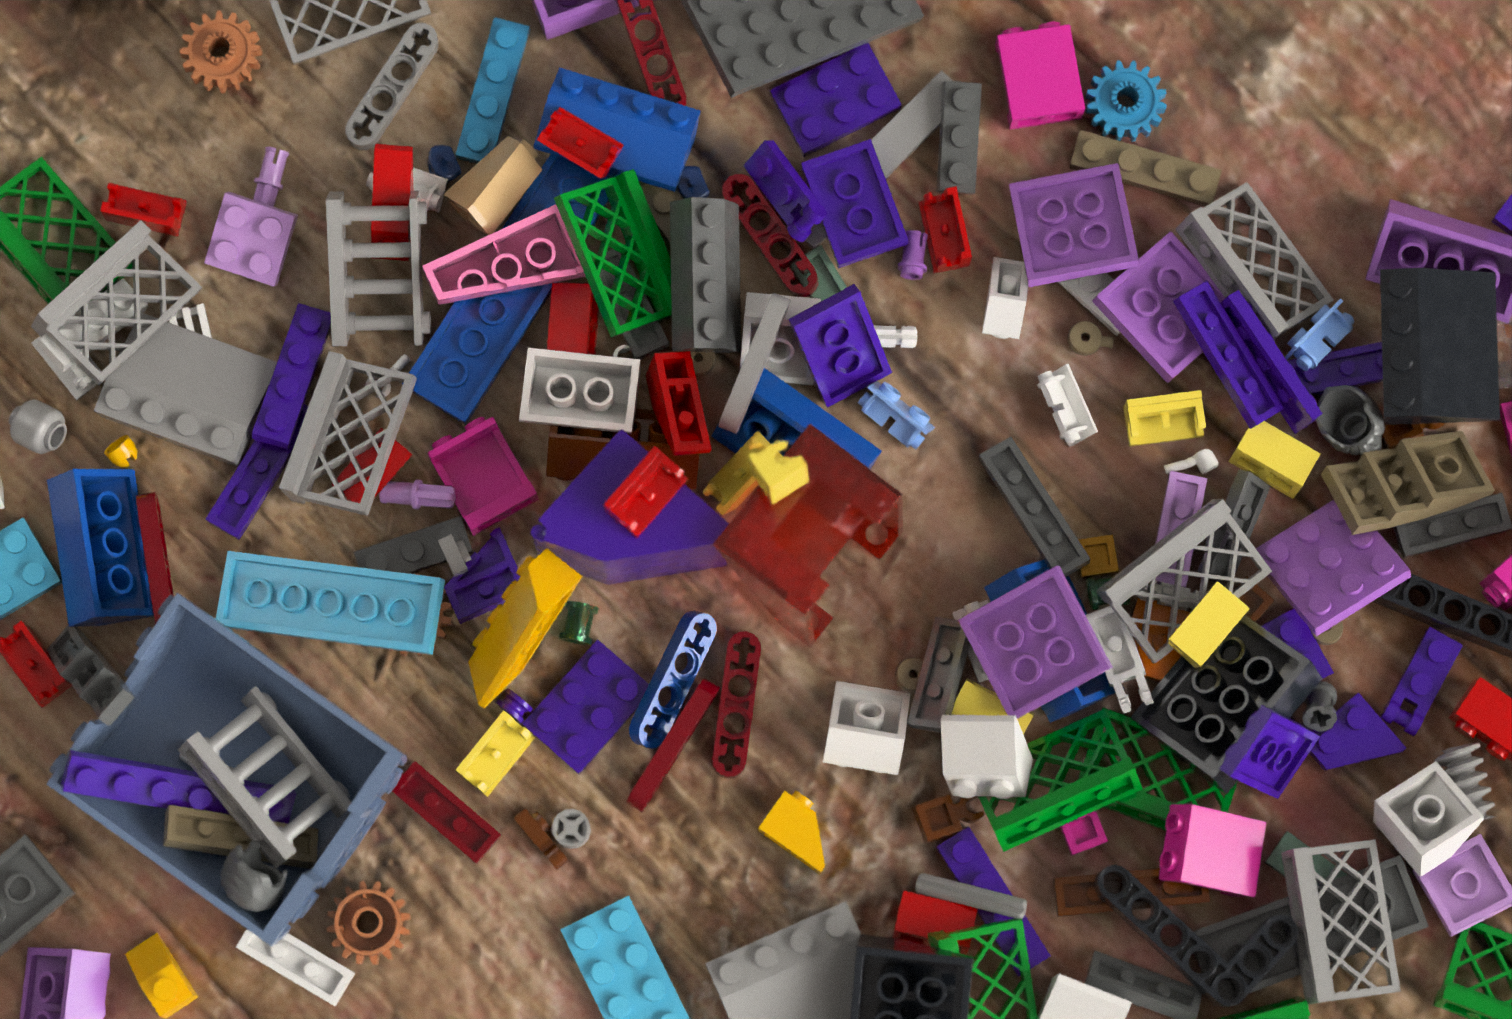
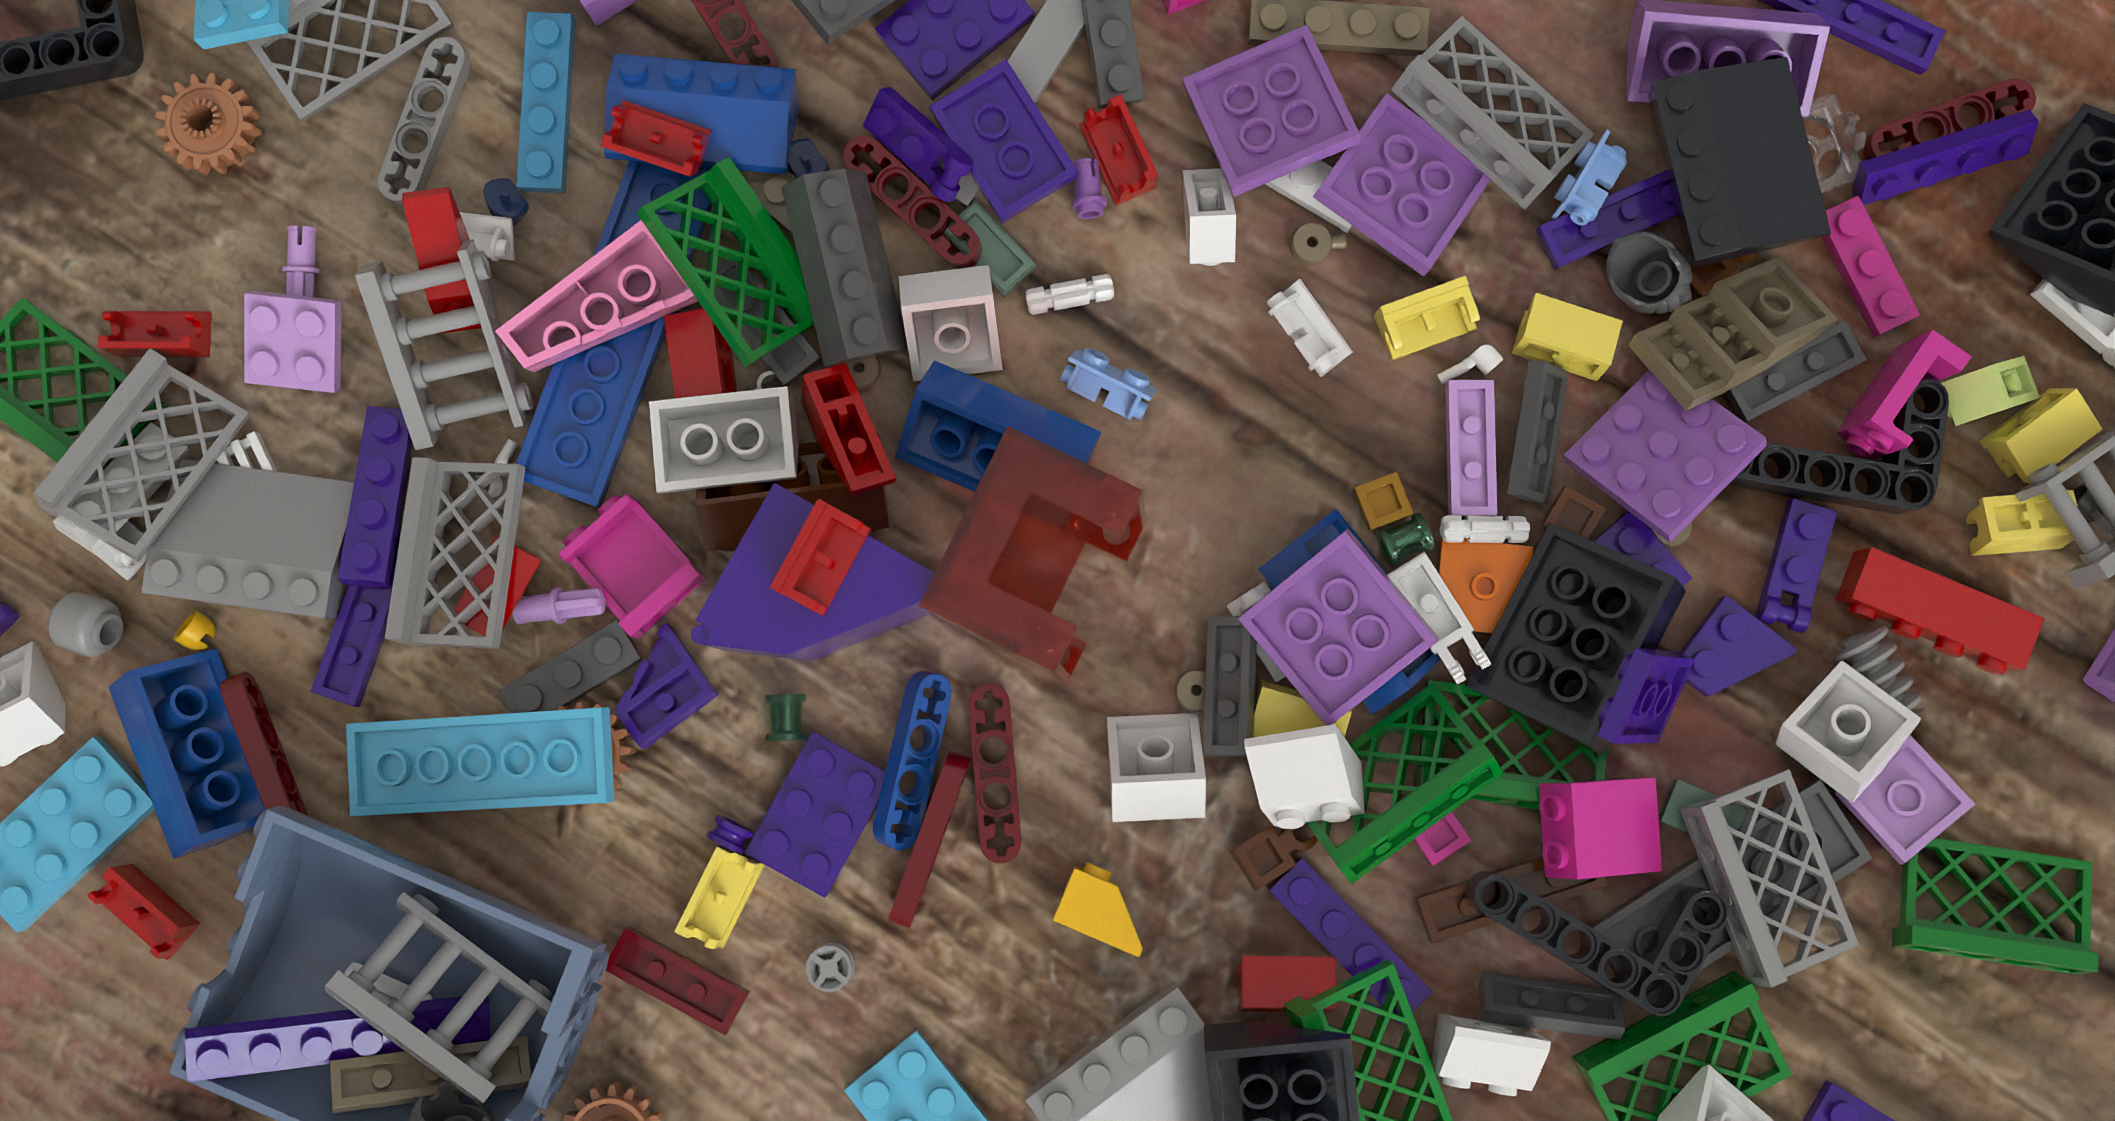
camera: 10 degrees left, 5 degrees up
(90, 674) = (204, 915): dark grey slope -> none
(455, 554) = (616, 671): light grey plate -> none
(495, 184) = (569, 211): tan slope -> none
(520, 623) = (710, 741): yellow slope -> none
(536, 829) = (787, 978): reddish brown plate -> none
(735, 478) = (941, 495): light yellow hinge -> none
(754, 363) = (925, 361): light grey beam -> none
(778, 476) = (980, 505): light yellow hinge -> none
(840, 345) = (1023, 315): dark purple plate -> none
(971, 896) = (1325, 944): light grey axle -> none
(1033, 507) = (1297, 460): dark grey plate -> none
(1167, 552) = (1466, 484): light grey fence -> none
(1207, 625) = (1541, 559): light yellow hinge -> none
(1228, 354) = (1490, 226): dark purple plate -> none
(1298, 402) = (1537, 224): dark purple plate -> none
(1319, 707) = (1688, 628): dark grey bush -> none

